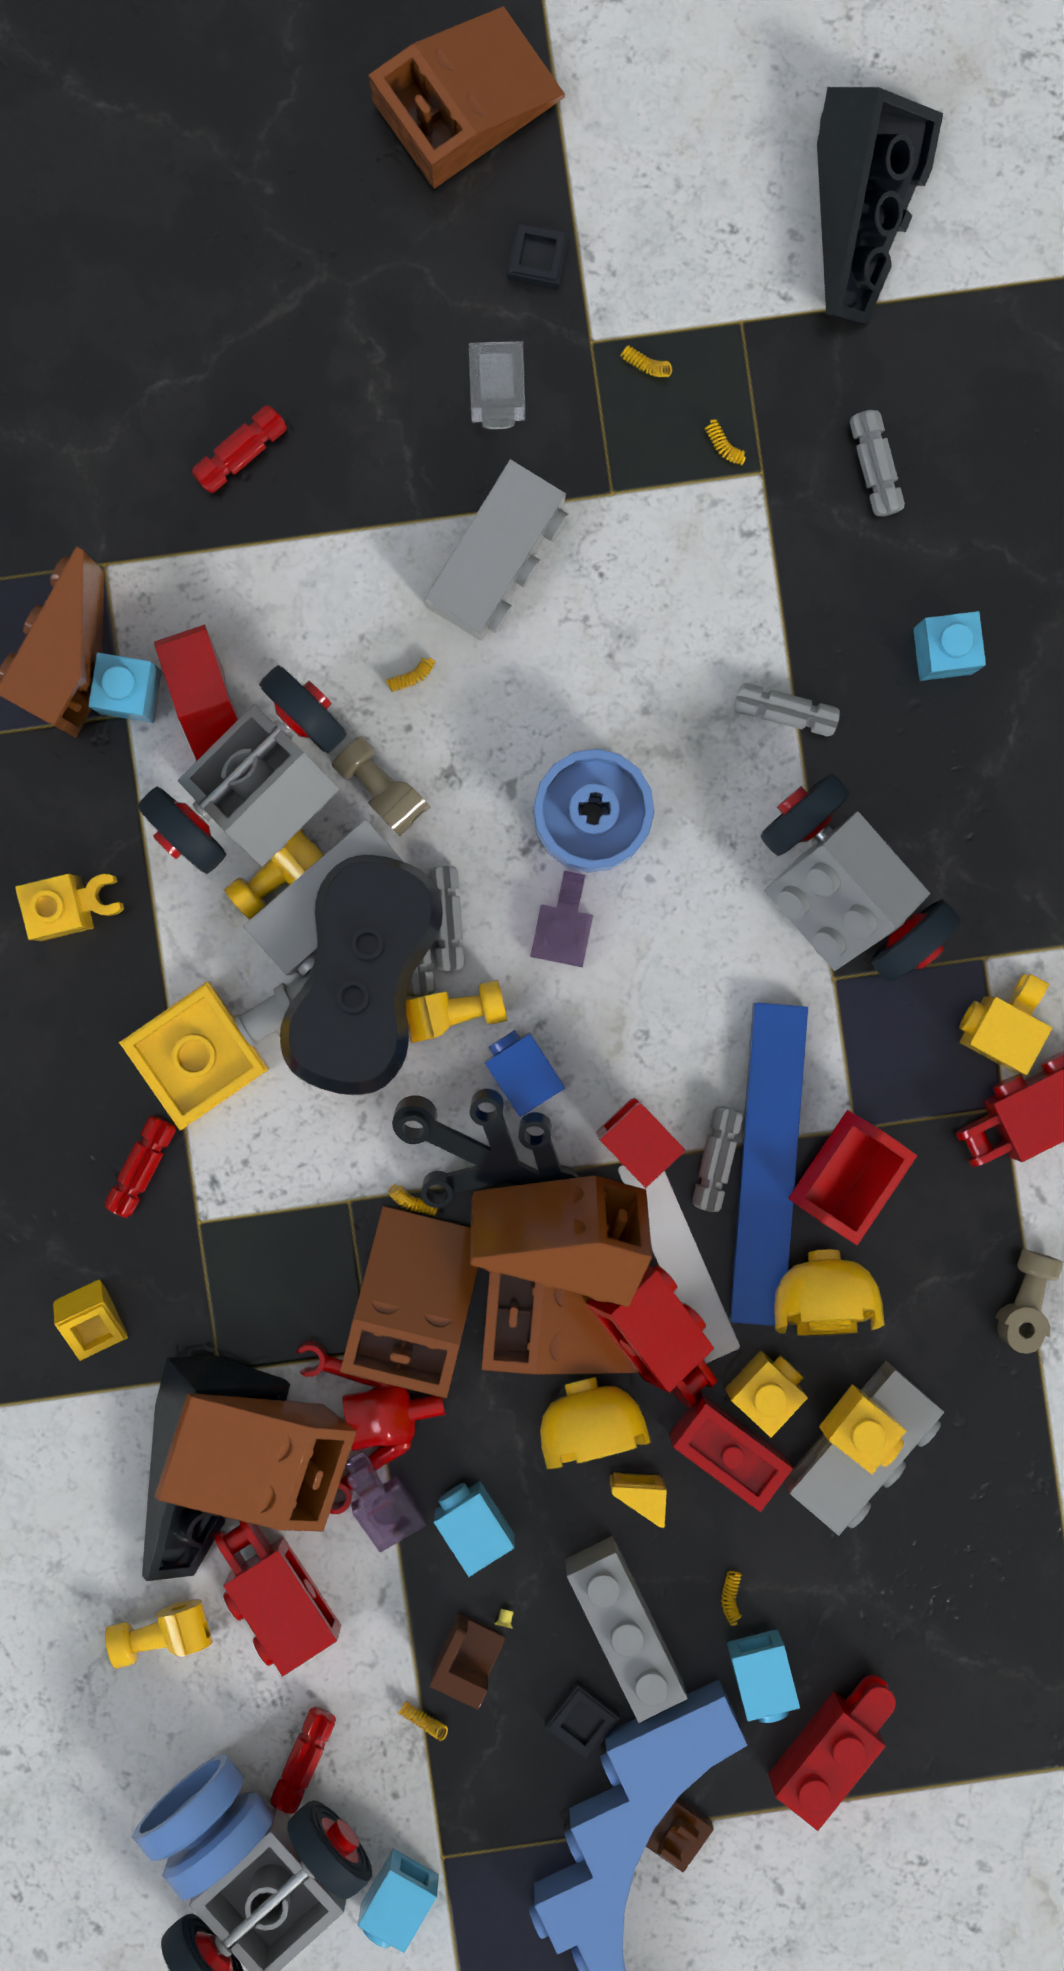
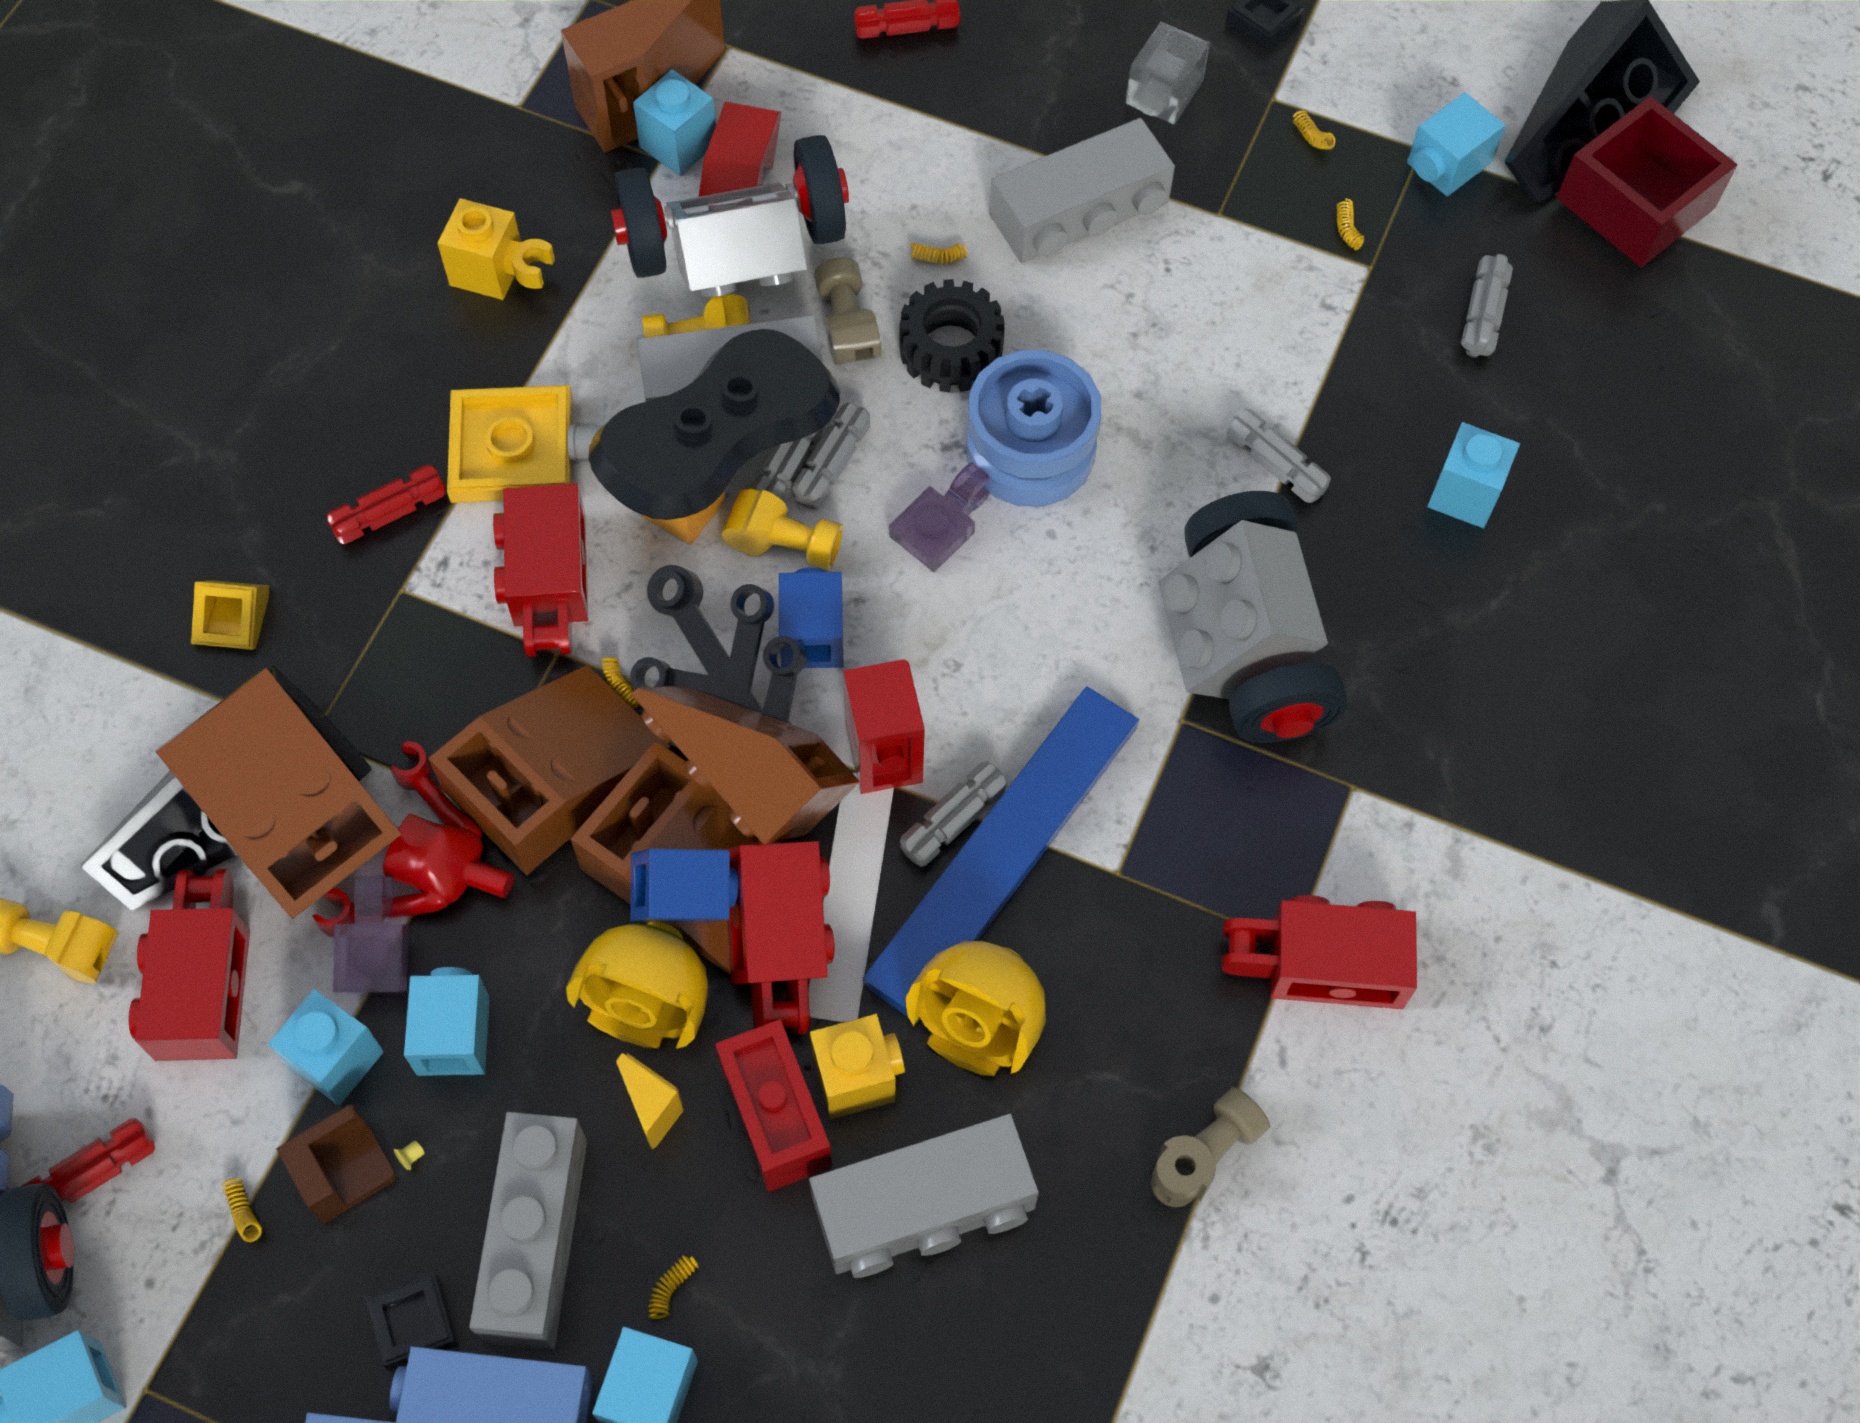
camera: 30 degrees right, 25 degrees down
(298, 1151) = (543, 563): none -> red brick
(406, 1595) = (326, 1047): none -> medium azure brick
(474, 721) = (943, 308): none -> black tyre
(584, 1360) = (682, 885): none -> blue brick
(774, 314) = (1455, 144): none -> medium azure brick
(852, 1177) = (1085, 895): red panel -> none
(864, 1430) = (935, 1133): yellow brick -> none
(954, 268) = (1646, 181): none -> dark red piece
(1007, 1030) = (1337, 852): yellow brick -> none

